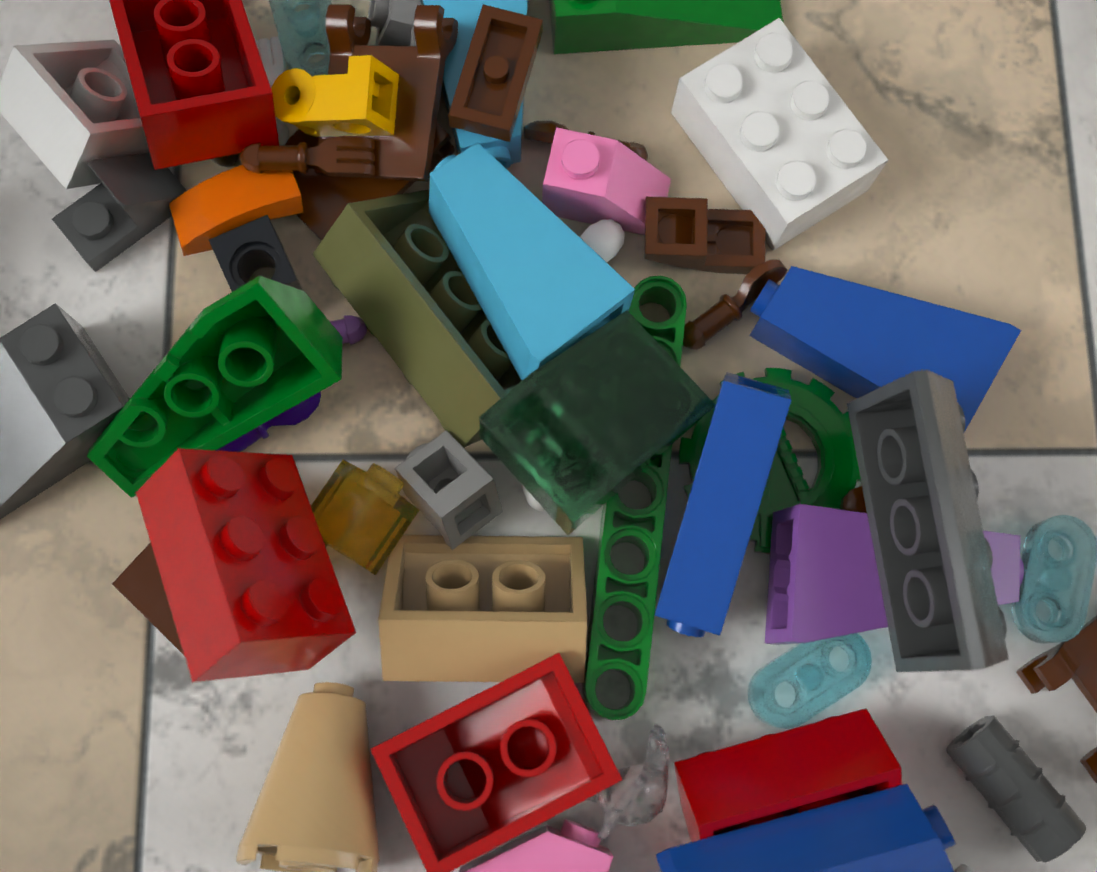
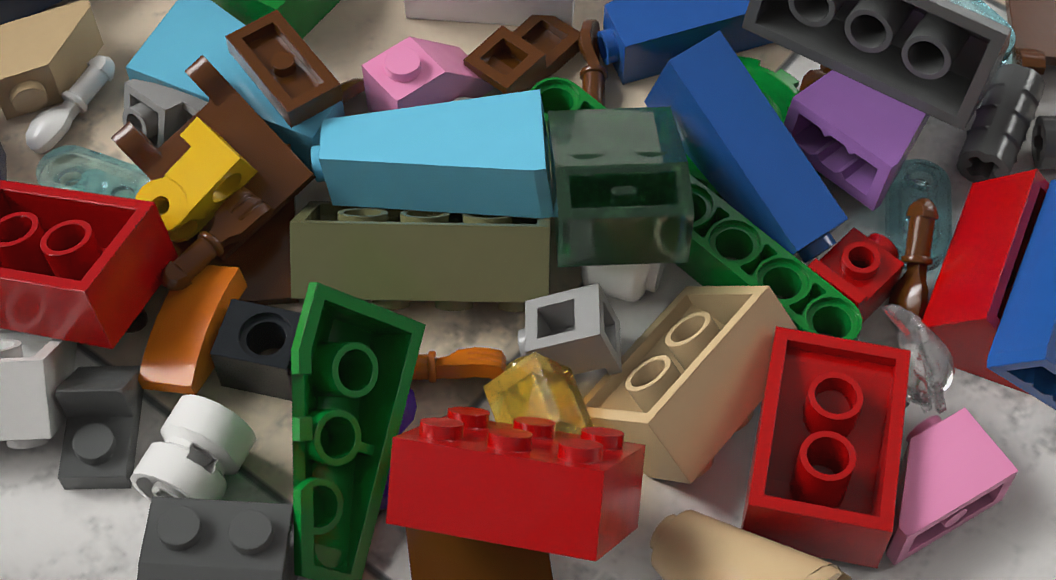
camera: 45 degrees left, 20 degrees down
(148, 293) = (199, 449): none -> white wheel
(370, 424) = (461, 364): none -> orange piece
(667, 673) = (861, 269): none -> red brick
(715, 725) = (912, 288): none -> reddish brown piece
(945, 696) = (1001, 123): none -> dark grey axle

